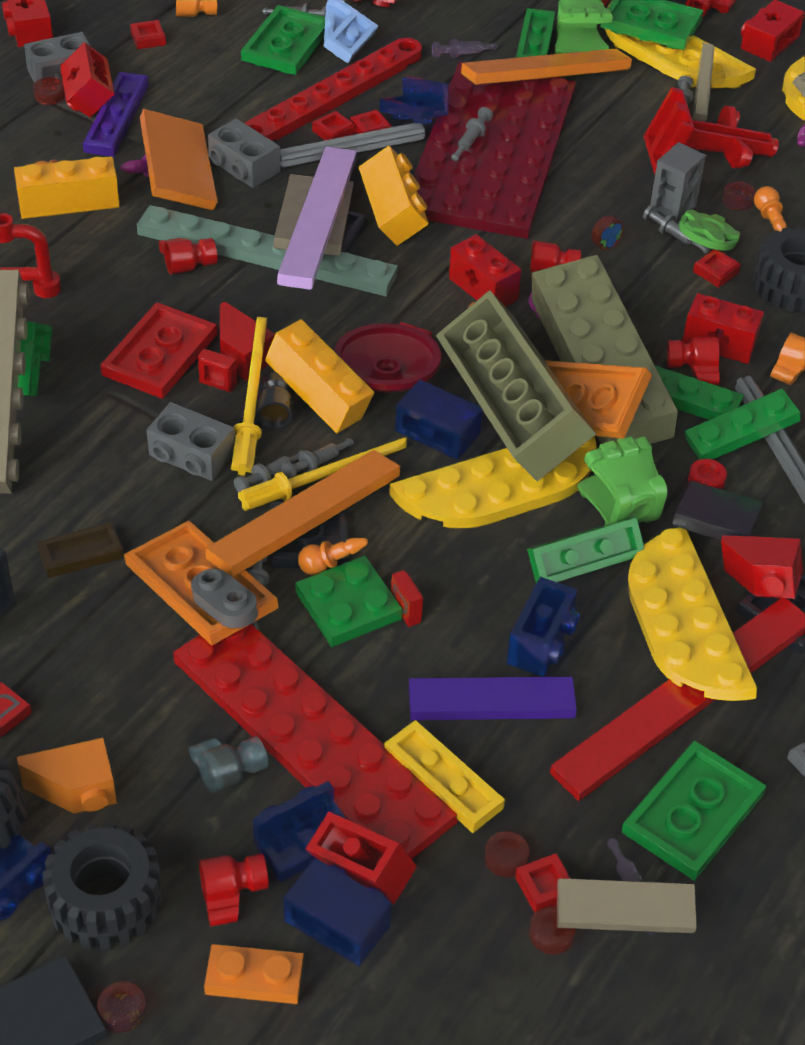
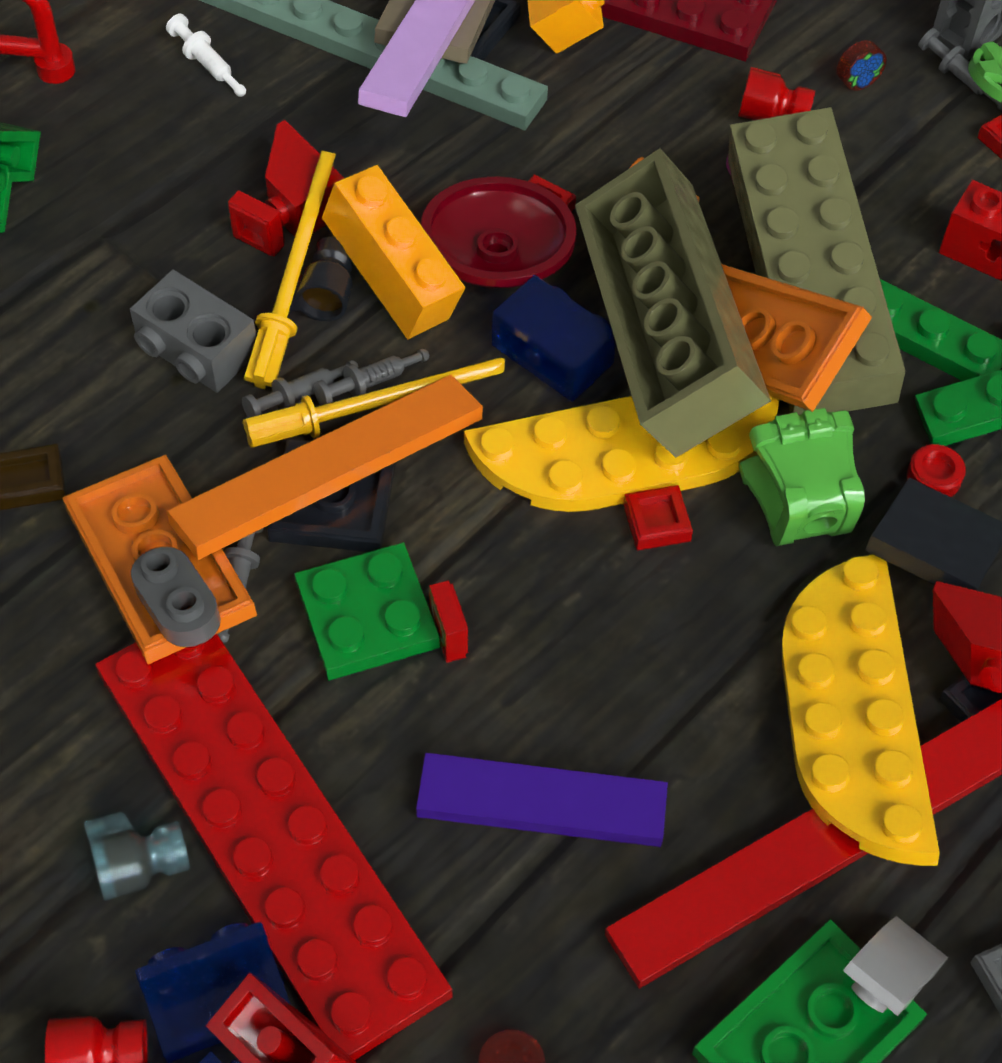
camera: 10 degrees right, 10 degrees up
(147, 263) = (198, 47): none -> white piece
(158, 350) = (182, 182): red plate -> none
(183, 255) = (250, 39): red piece -> none
(316, 558) = (332, 539): orange bar -> none
(445, 775) = (444, 924): yellow plate -> none
(481, 268) = (669, 111): red brick -> none
(530, 523) = (657, 517): none -> red tile
(542, 627) = (635, 698): clear blue brick -> none
(586, 550) = (728, 577): green plate -> none
(699, 354) = (961, 275): red piece -> none
(739, 760) = (893, 967): none -> light grey slope

